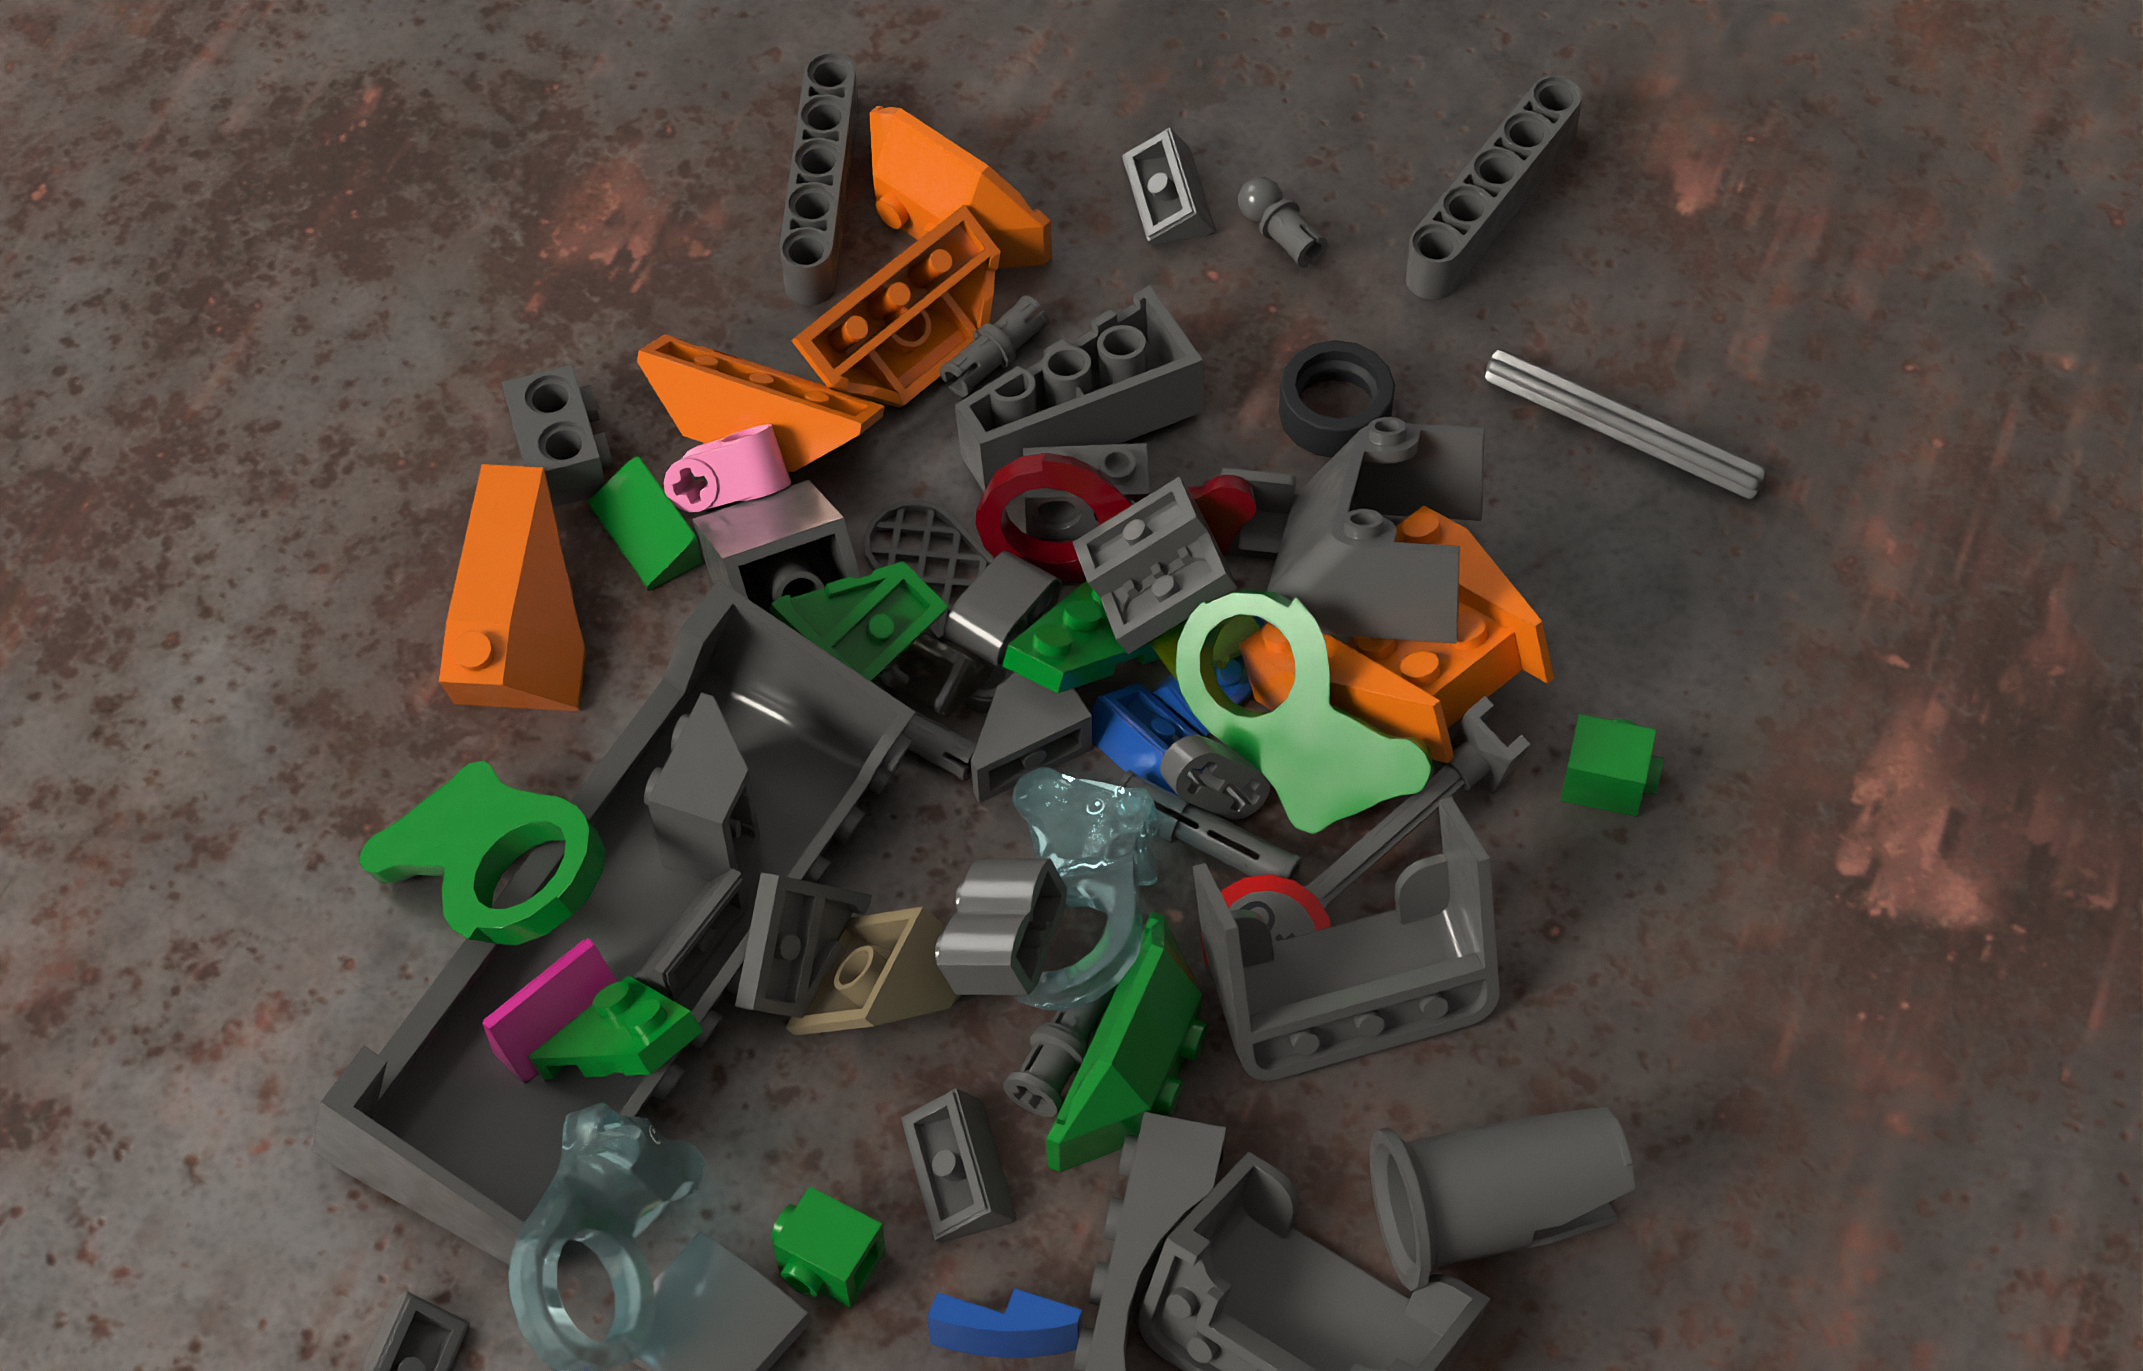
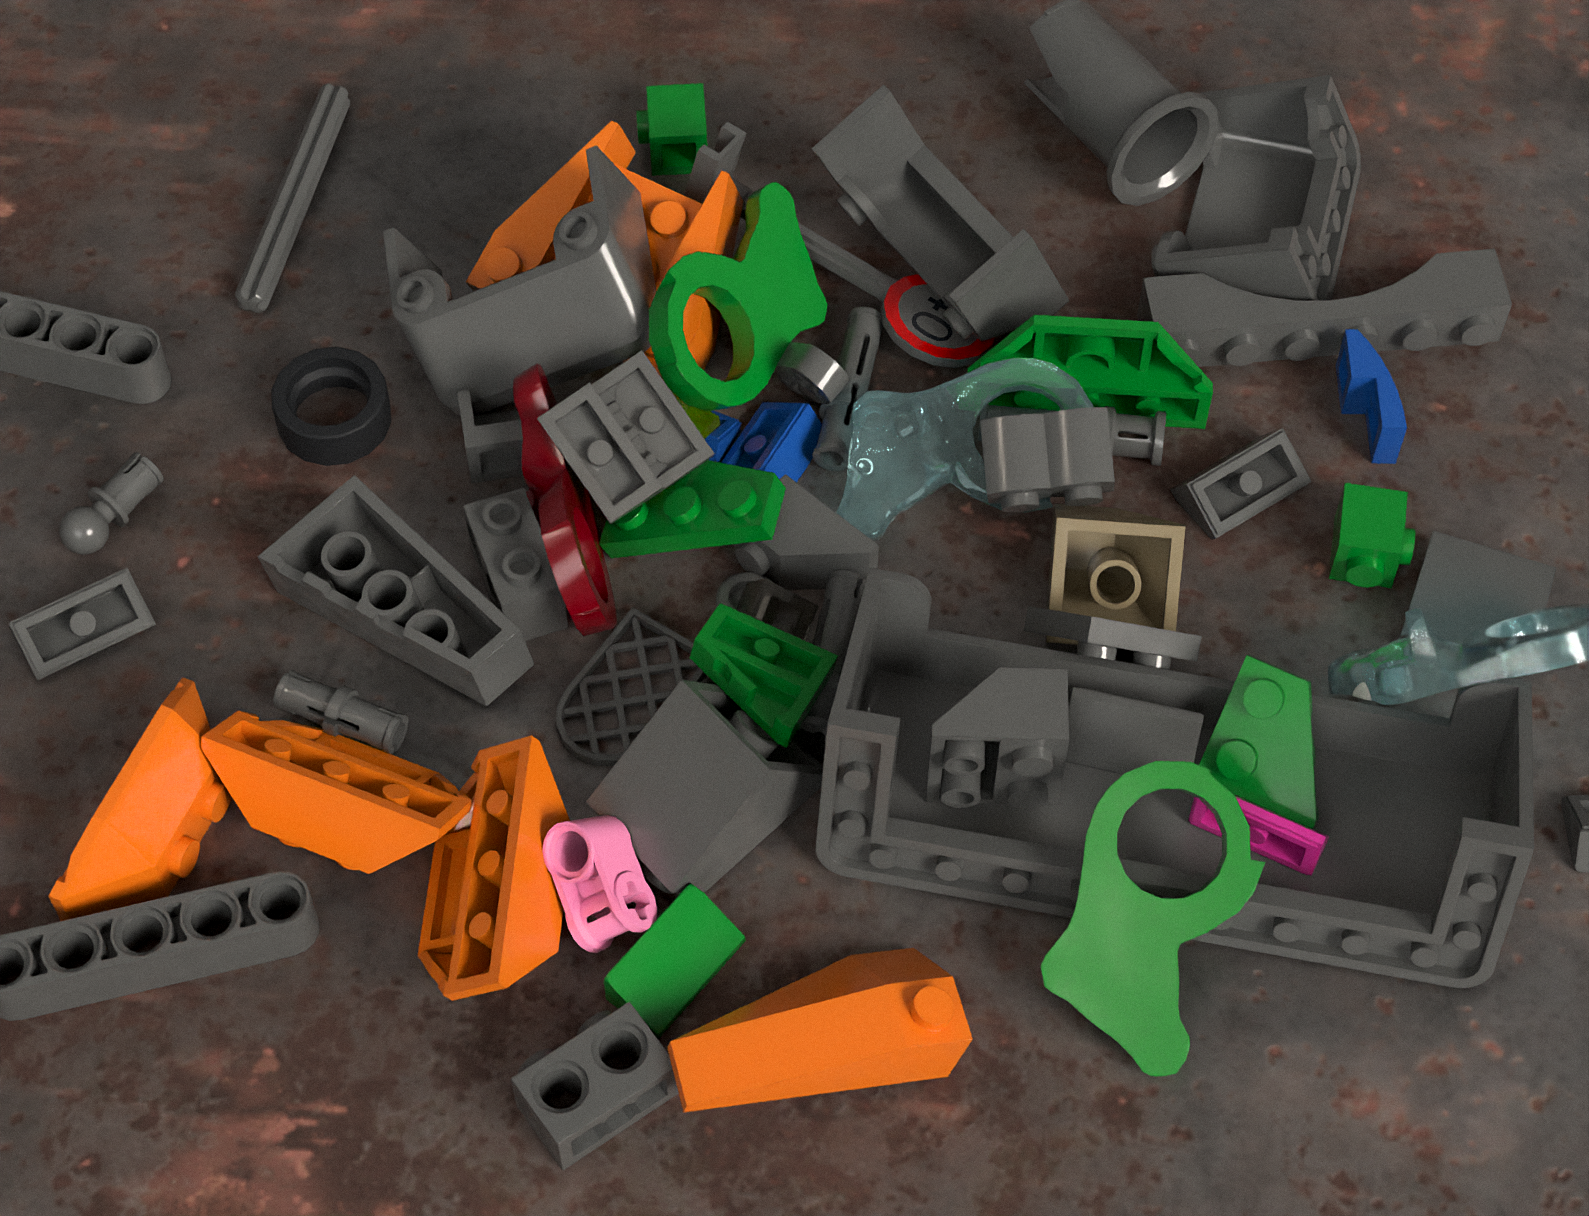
camera: 110 degrees left, 0 degrees up
(1001, 606) = (681, 583): dark grey beam -> none

